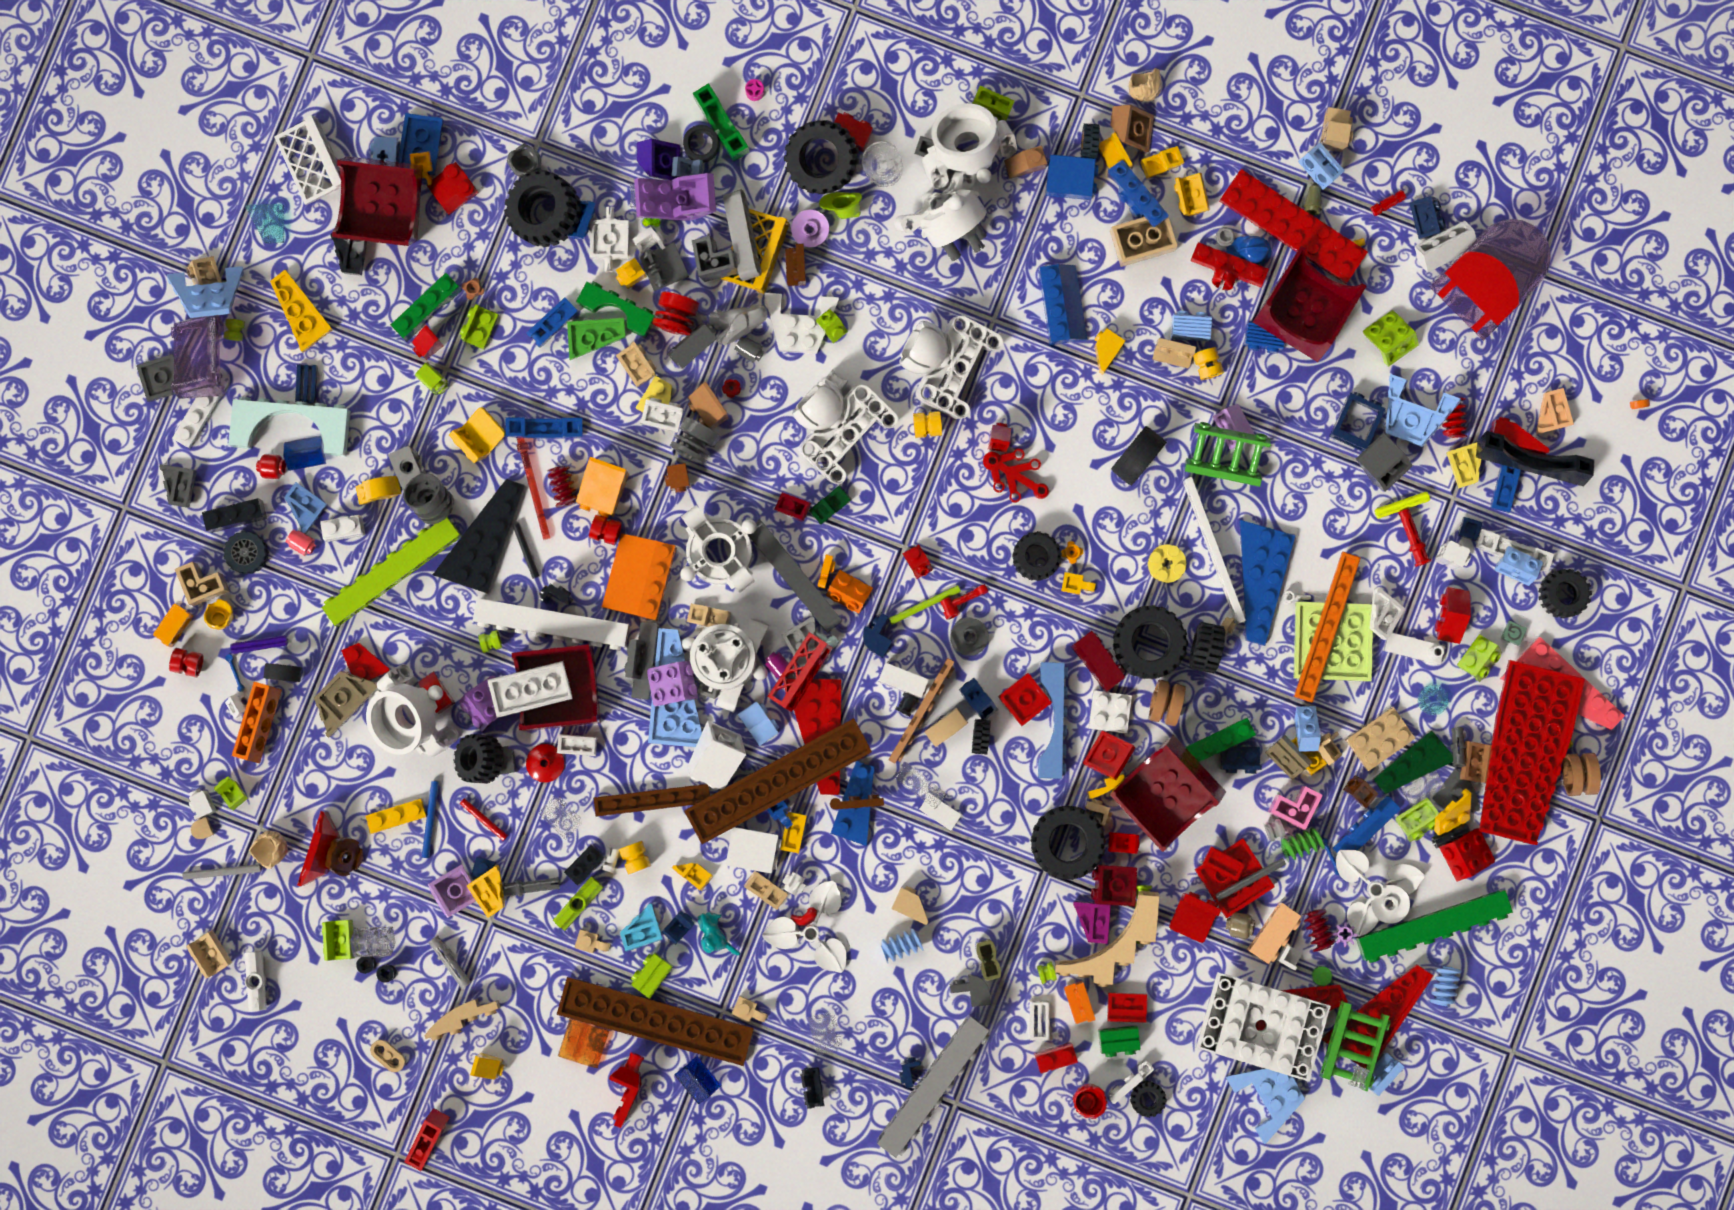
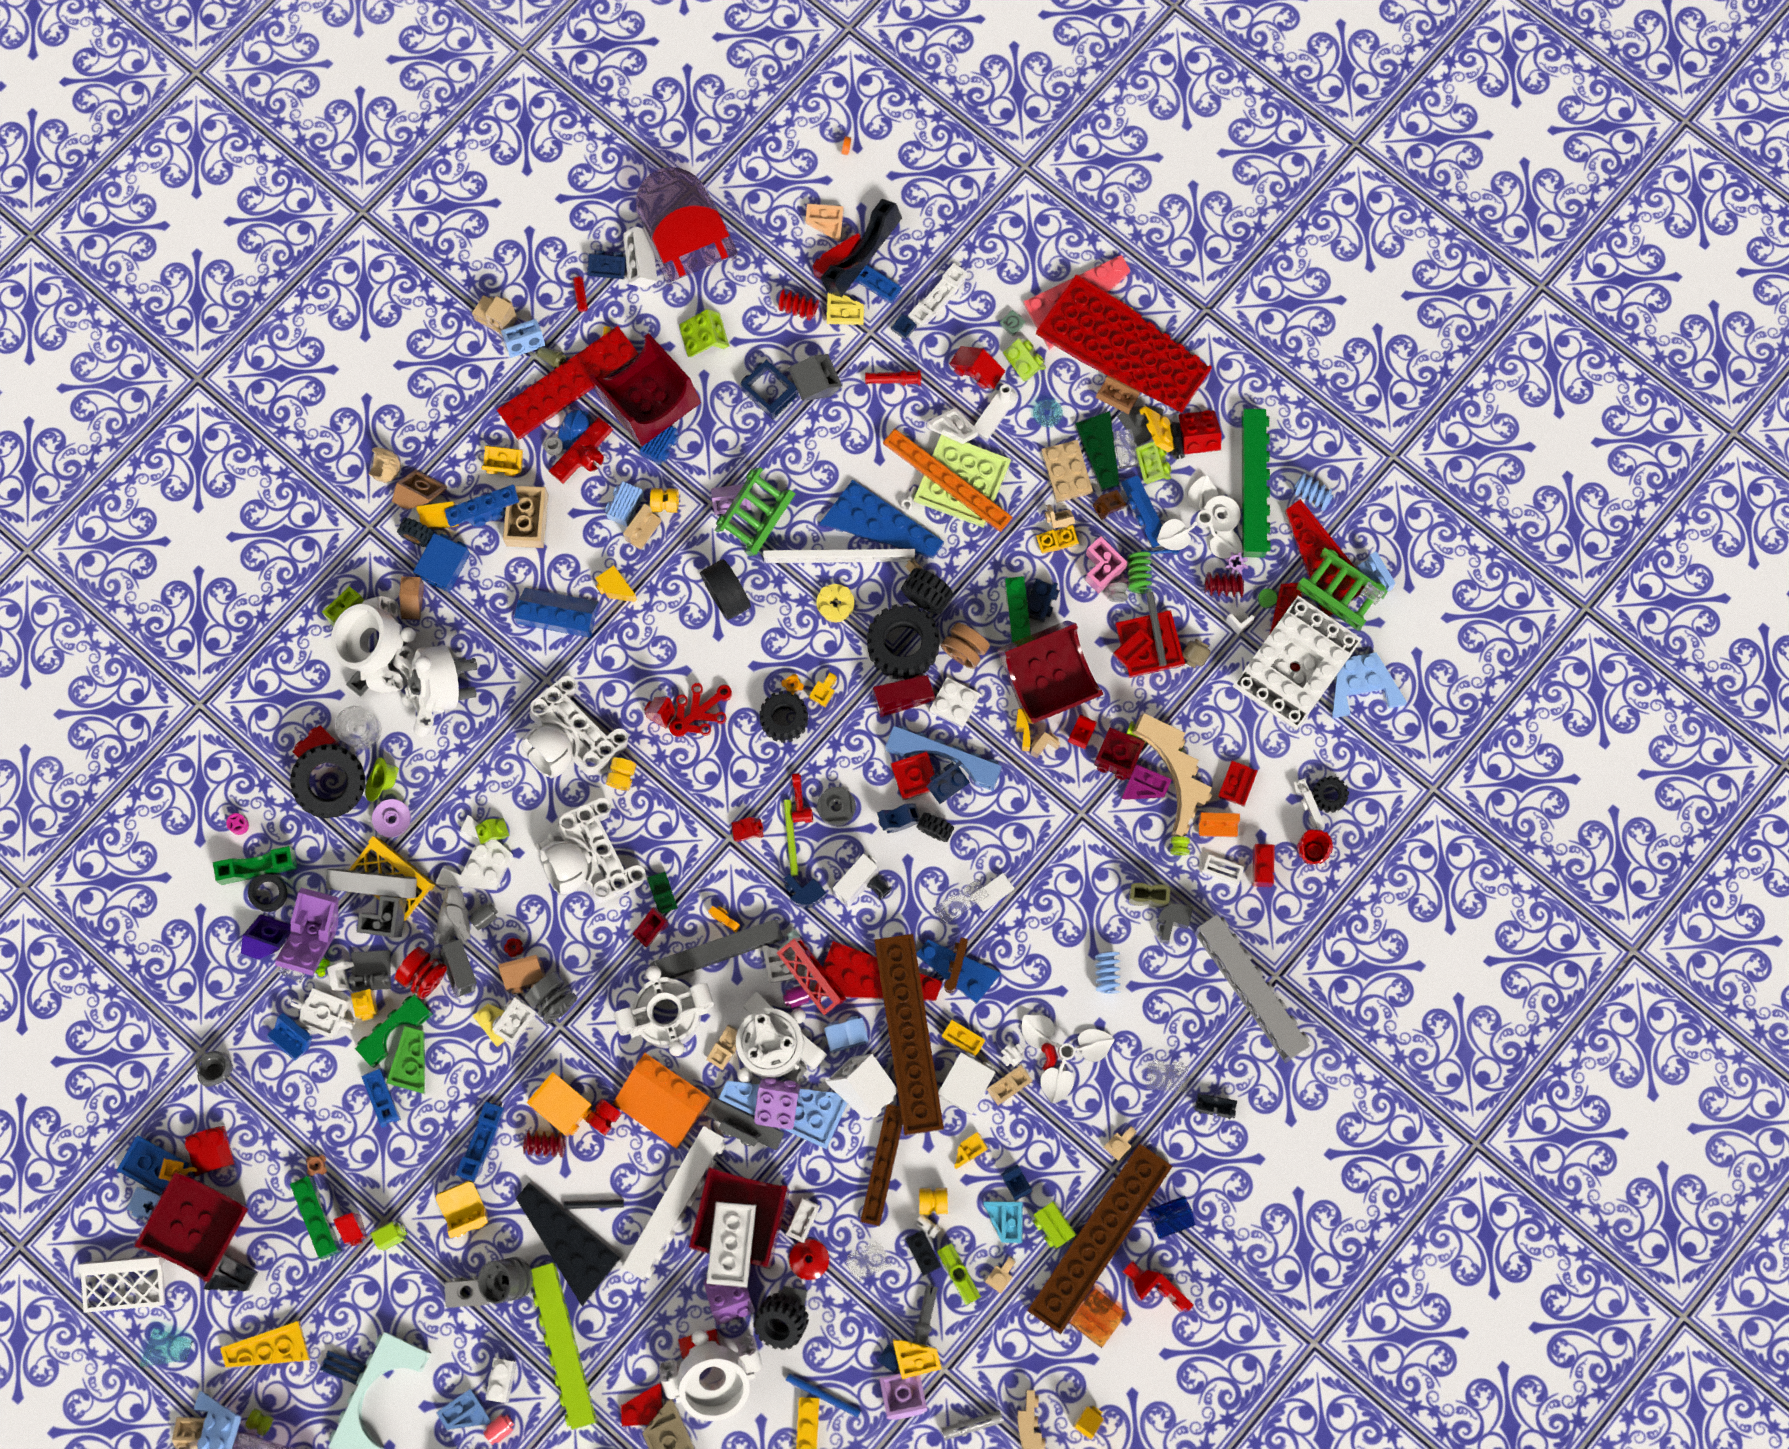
camera: 65 degrees left, 10 degrees down
(271, 466) = (411, 1432): red head -> none
(304, 453) = (411, 1394): clear blue panel -> none
(377, 489) = (475, 1330): yellow brick -> none
(479, 326) = (356, 1172): lime bracket -> none
(483, 819) = (842, 1340): red bar -> none
(490, 641) = (669, 1270): lime wheel -> none
(522, 198) = (243, 1073): black tyre -> none
(523, 448) = (492, 1171): clear red bar -> none
(560, 592) = (648, 1182): black bracket -> none
(636, 364) = (454, 1029): tan bracket -> none
(677, 478) = (580, 1028): dark orange brick -> none
(686, 167) = (283, 915): sand blue bracket -> none
(713, 937) = (1038, 1151): teal animal -> none
(779, 811) = (938, 1043): blue plate -> none
(795, 266) = (421, 843): reddish brown bracket -> none
(849, 591) = (752, 904): orange bracket -> none
(905, 1076) = (1233, 1012): dark blue bracket -> none
(910, 905) = (1072, 951): tan slope -> none
(926, 705) = (886, 867): medium nougat wing -> none
(946, 727) = (914, 857): tan slope -> none
(1027, 733) = (948, 783): none -> dark blue bracket
(1094, 842) = (1071, 758): black tyre -> none
(1109, 755) = (995, 716): red plate -> none
(1119, 1040) = (1266, 801): green brick -> none
(1162, 162) = (461, 477): yellow slope -> none
(1194, 916) = (1173, 692): red bracket -> none
(1274, 933) = (1213, 625): light nougat brick -> none
(1288, 757) = (1055, 556): dark tan plate -> none
(1307, 728) = (1034, 529): light blue brick -> none
(1402, 505) = (860, 377): neon yellow axle -> none
(1412, 421) = (787, 340): light blue wing -> none
(1453, 555) = (922, 348): white brick -> none
(1458, 759) = (1099, 405): dark grey pin -> none
(1519, 566) = (954, 296): light blue bracket -> none
(1580, 589) = (995, 252): black tyre -> none
(1581, 774) = (1161, 307): medium nougat wheel -> none

